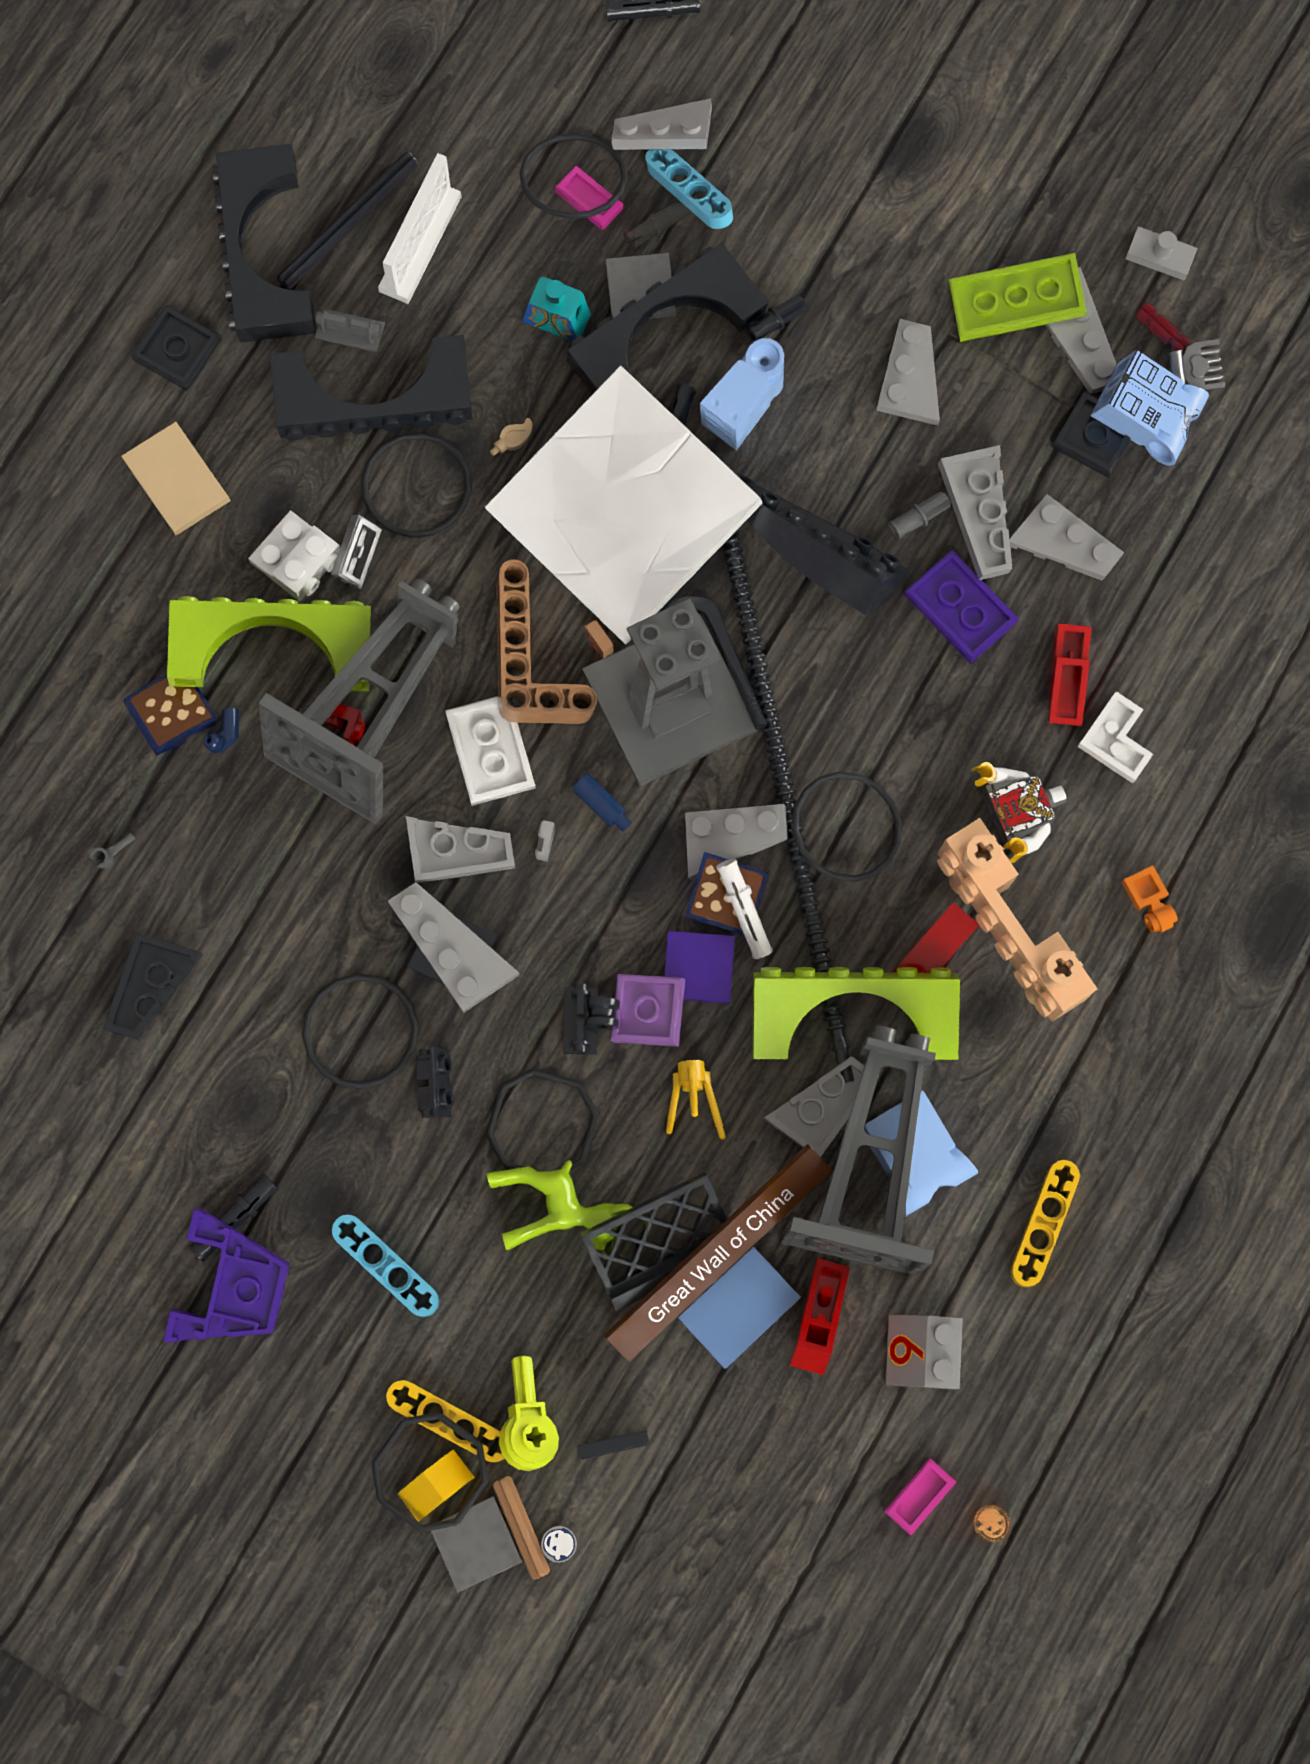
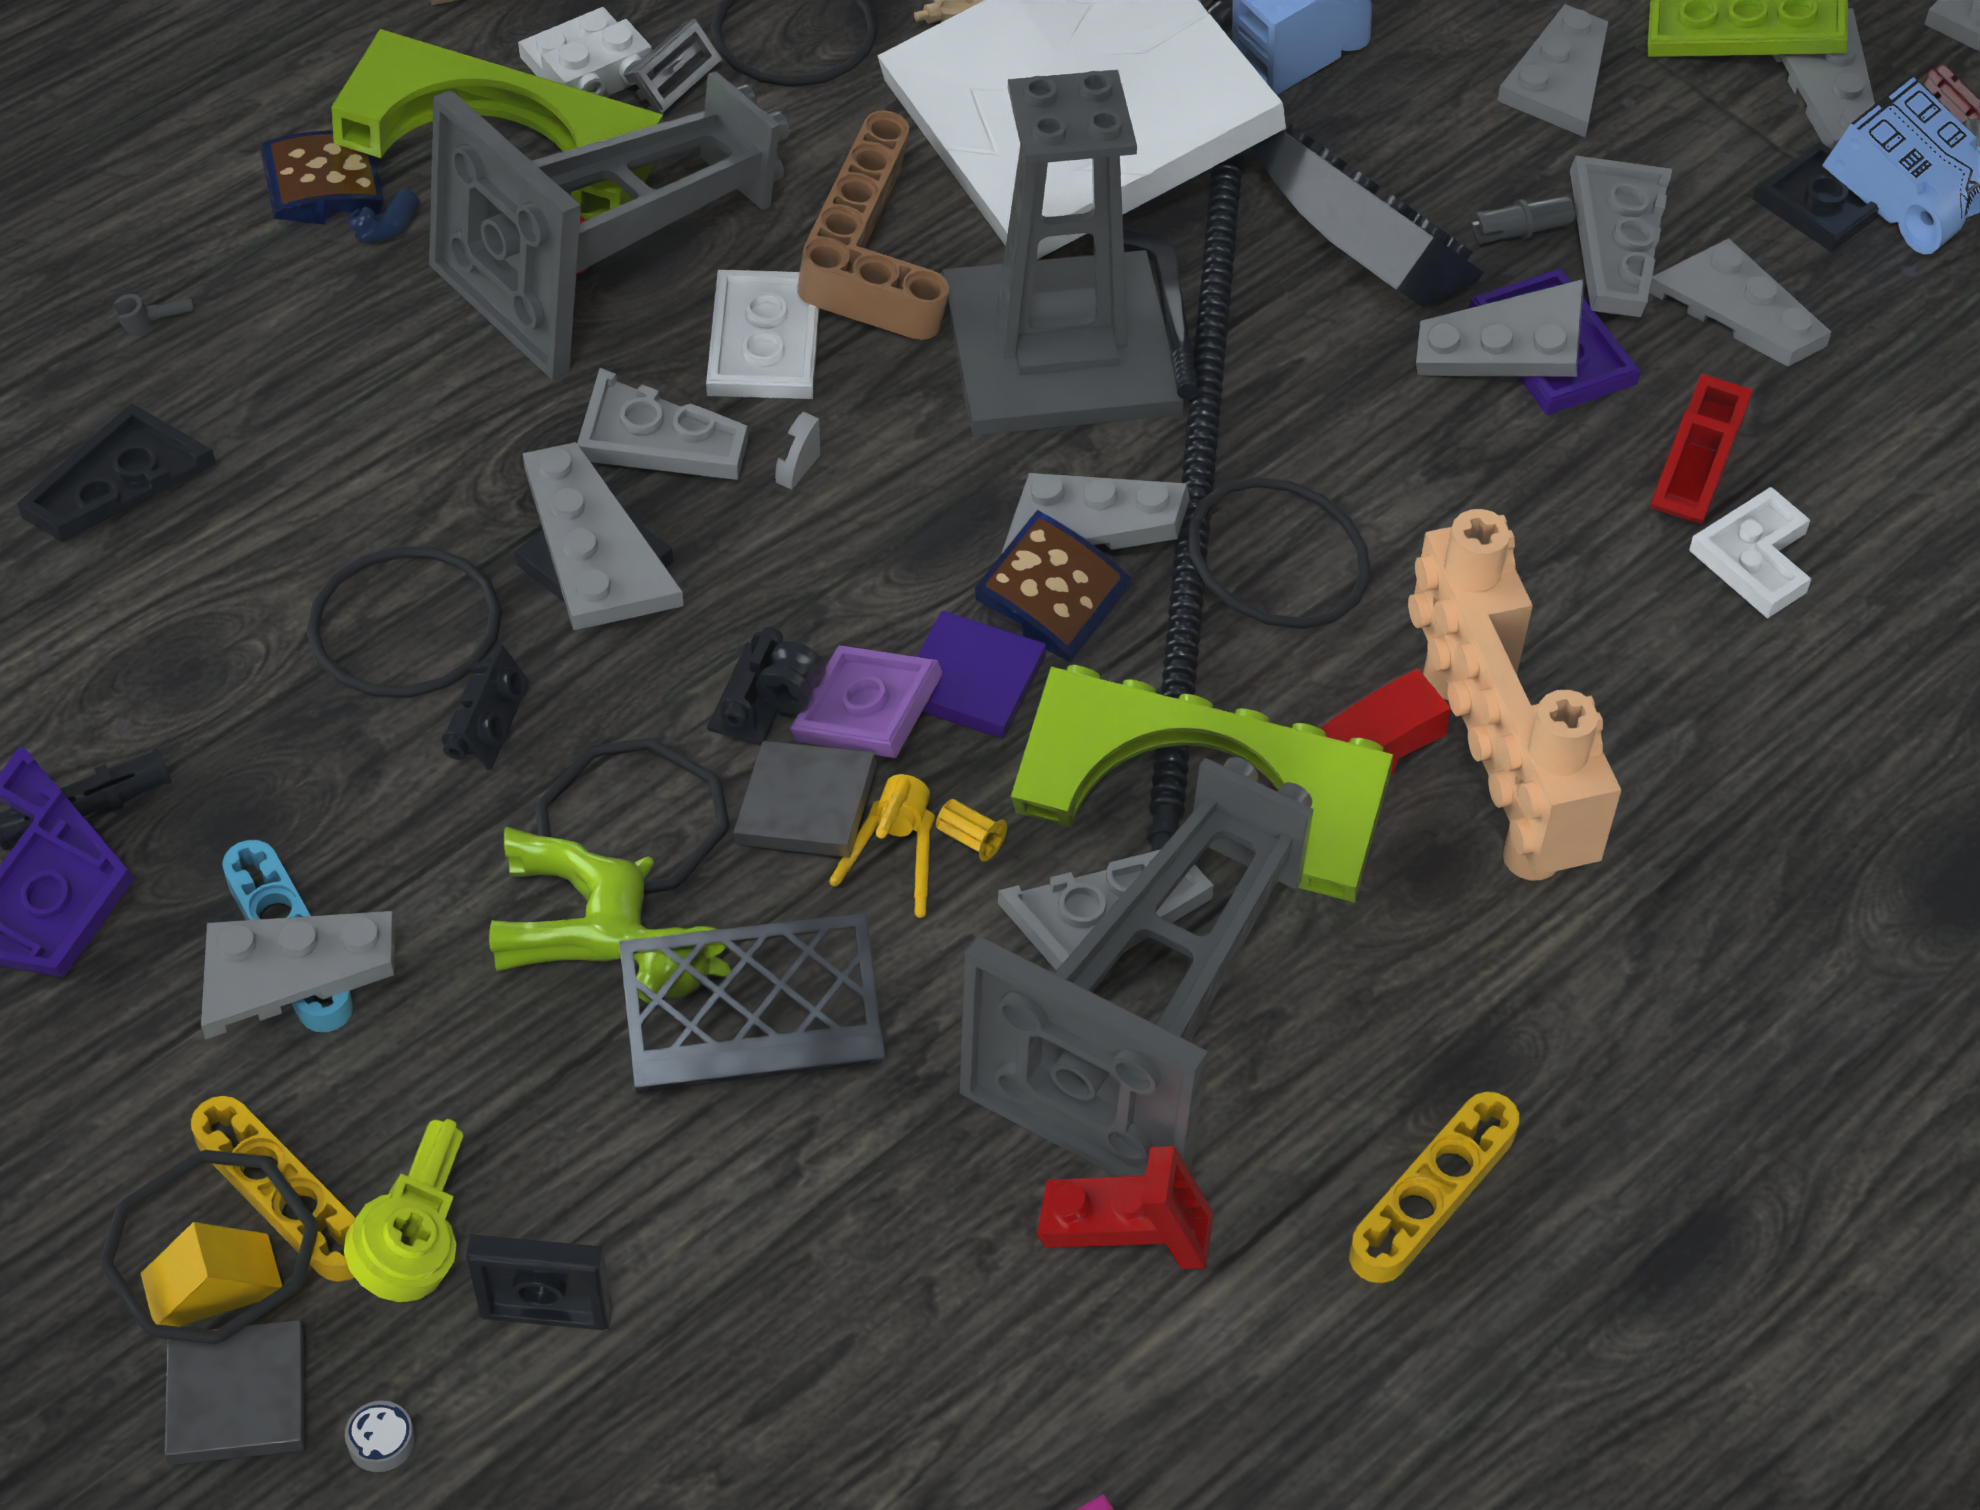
camera: 20 degrees right, 25 degrees down
(399, 1291) = (278, 961): none -> light grey wing
(521, 1527) = (325, 1389): medium nougat axle -> none
(599, 639) = (981, 237): medium nougat tile -> none
(601, 802) = (904, 430): dark blue cylinder -> none
(636, 1085) = (805, 798): none -> flat silver tile
(718, 1252) = (814, 1050): reddish brown tile -> none
(731, 874) = (1066, 539): white pin -> none
(733, 1076) = (971, 828): none -> yellow piece
(739, 1307) = (849, 1162): medium blue tile -> none
(820, 1317) = (980, 1211): red slope -> none
(893, 1298) = (1131, 1211): none -> red bracket
(924, 1351) = (1153, 1316): light grey slope -> none
(934, 1156) = (1261, 1015): light blue piece -> none
(937, 621) = (1506, 337): none -> light grey wing
(1018, 807) = (1569, 585): torso -> none
(1147, 890) = (1756, 758): orange plate -> none

